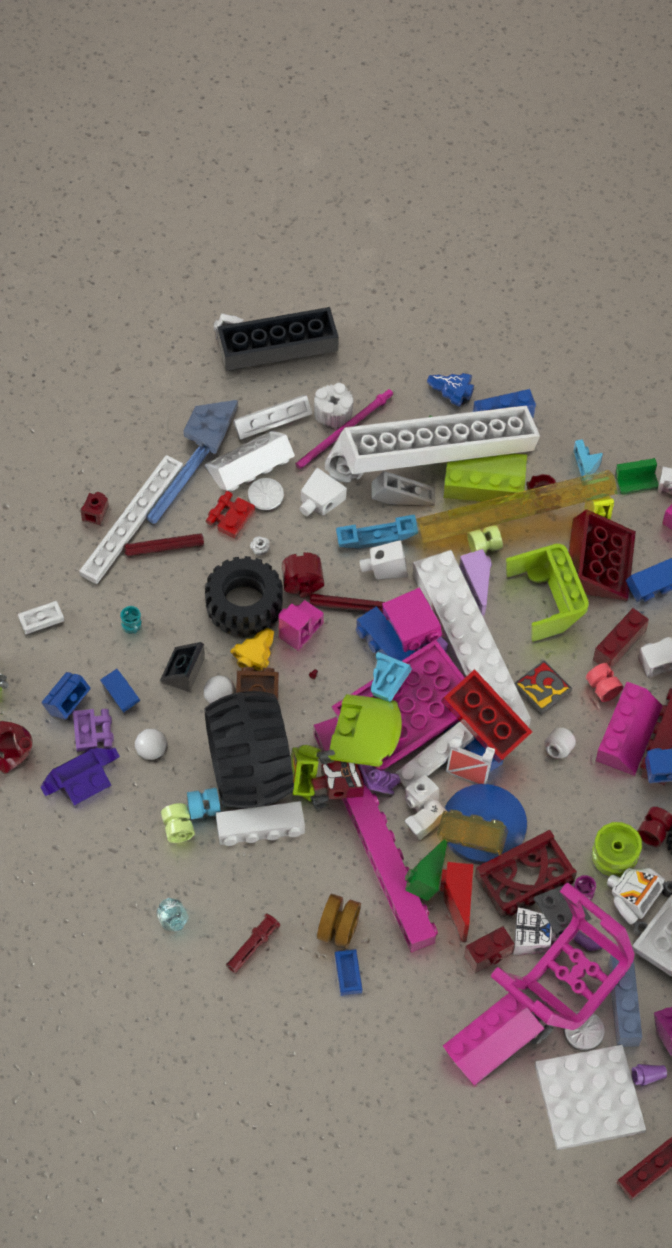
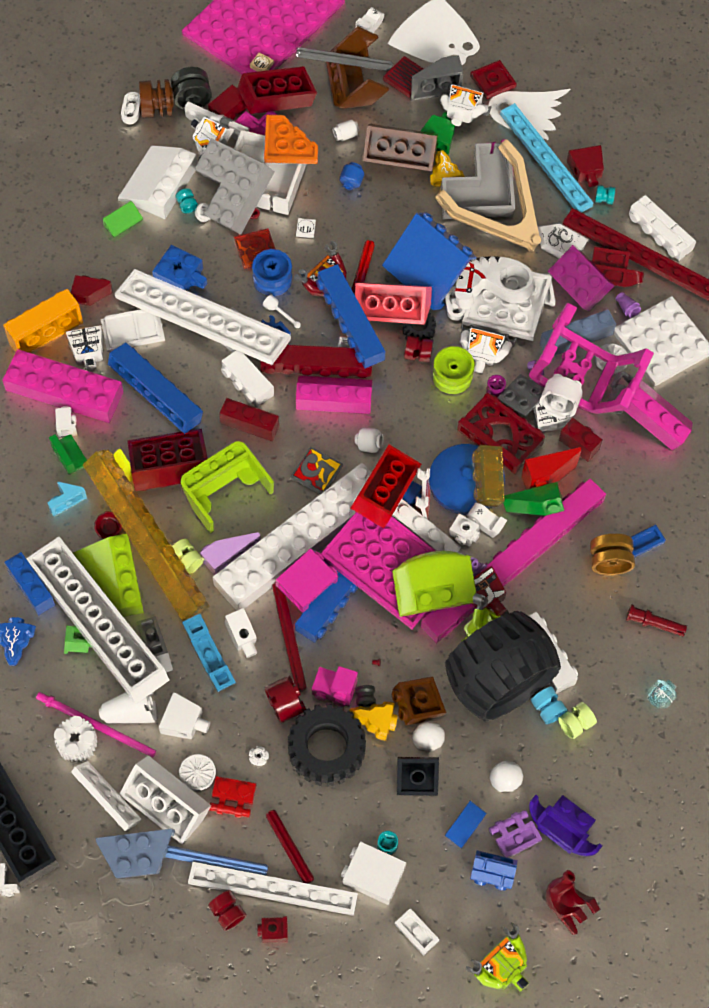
camera: 110 degrees left, 5 degrees up
(106, 599) = (373, 872): none -> white brick
(127, 476) = (227, 910): none -> dark red wheel
(281, 648) = (365, 695): none -> pearl dark grey wheel
(388, 676) = (373, 581): medium azure wing -> none
(538, 931) = (561, 396): none -> white brick
(605, 682) = (296, 422): coral wheel -> none

